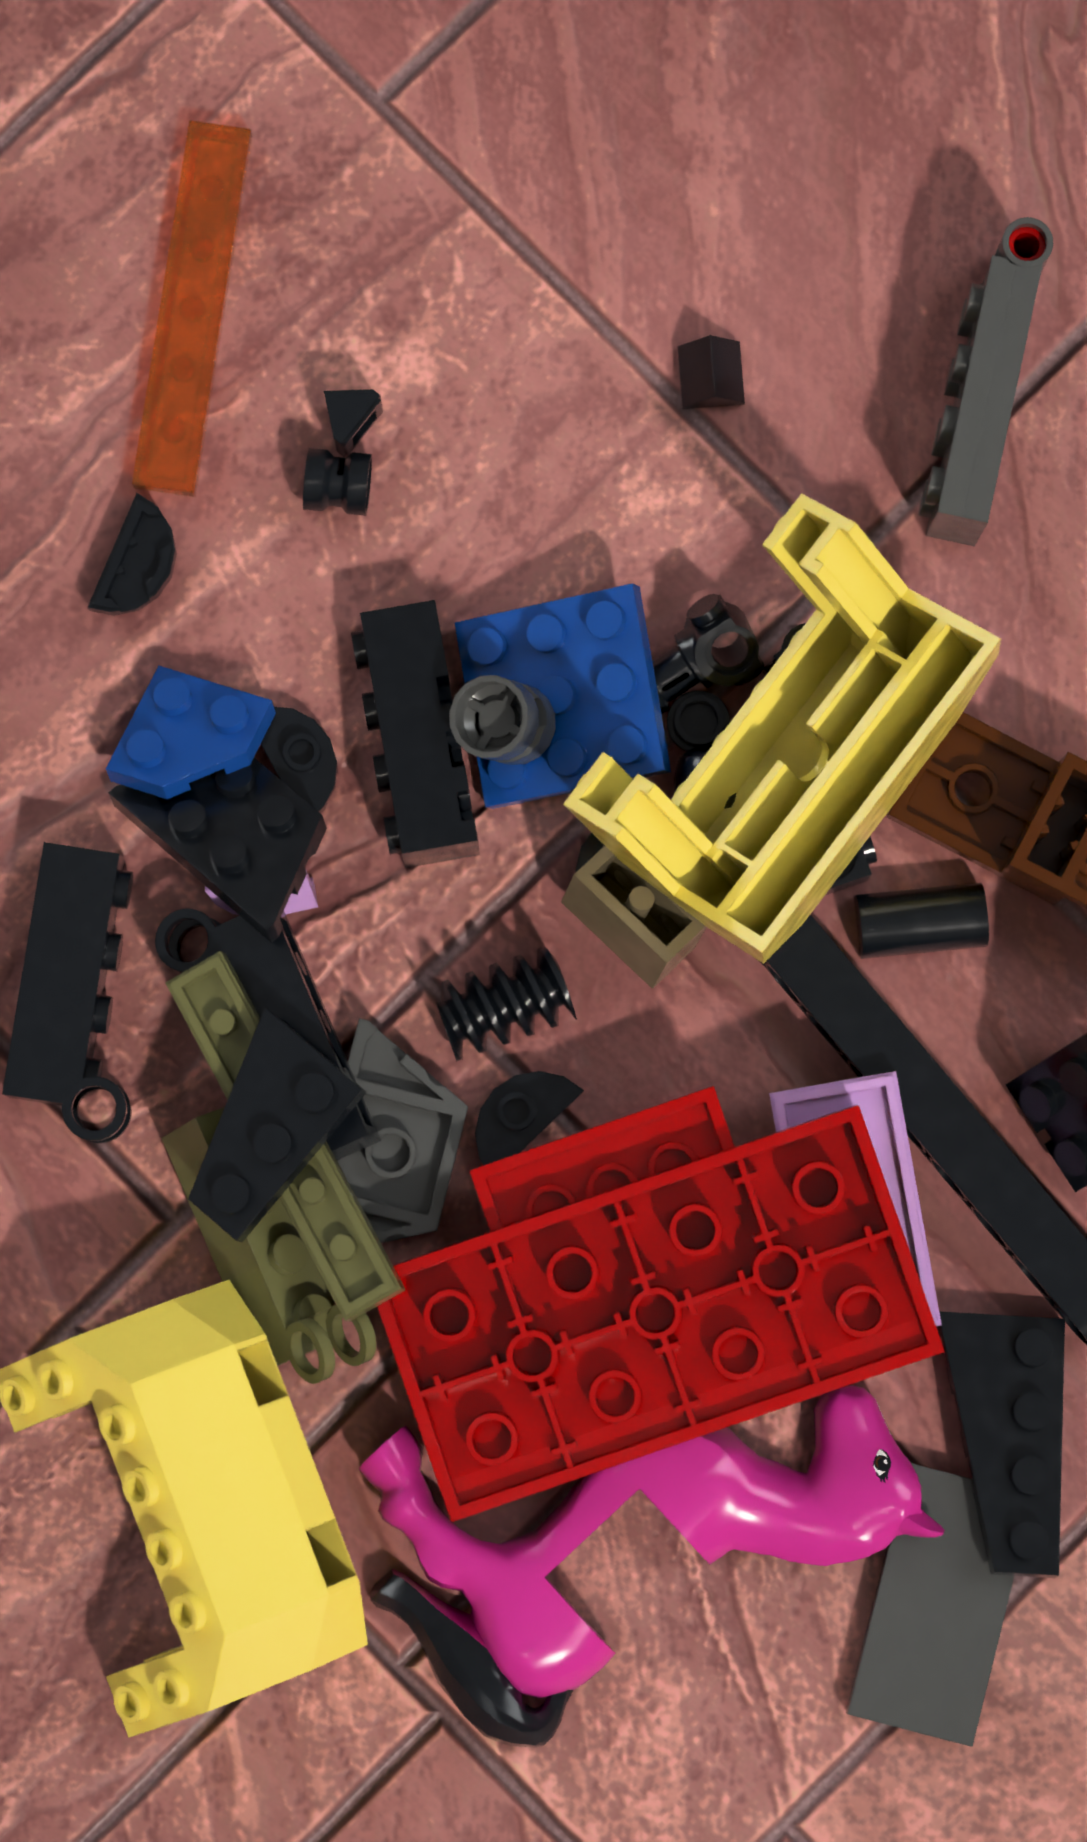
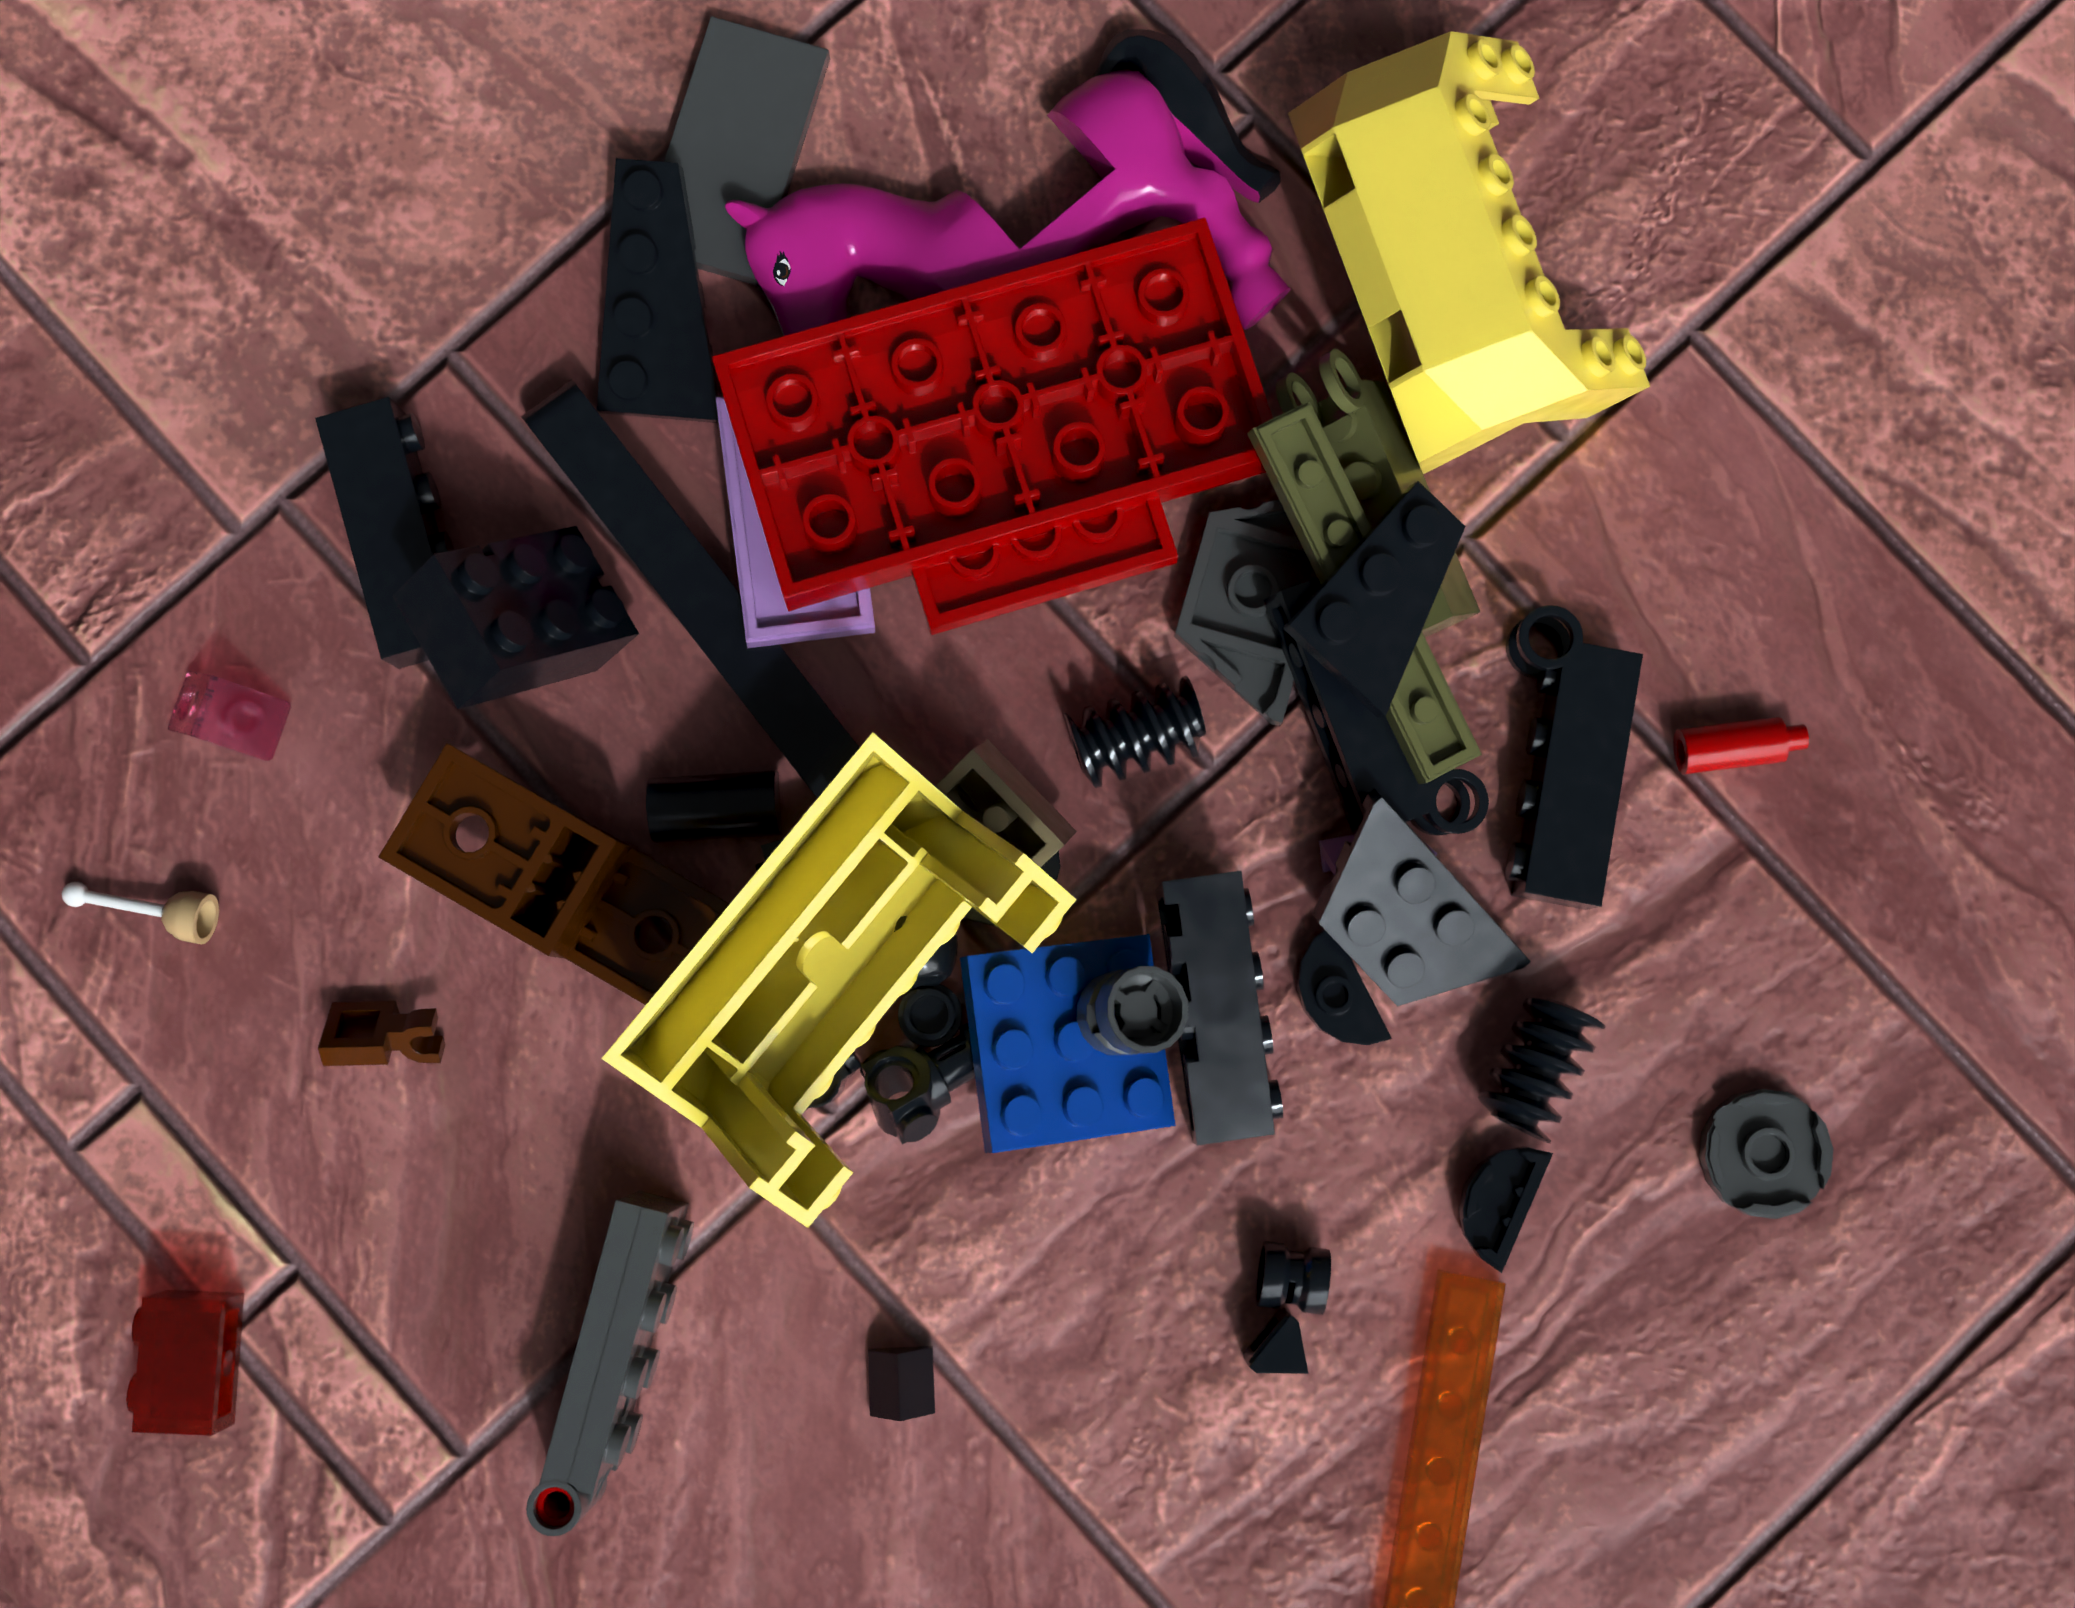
camera: 175 degrees left, 0 degrees up
(101, 688) = (1539, 1065): none -> black piece
(188, 732) = (1451, 1016): blue plate -> none
(520, 1112) = (1123, 628): black plate -> none

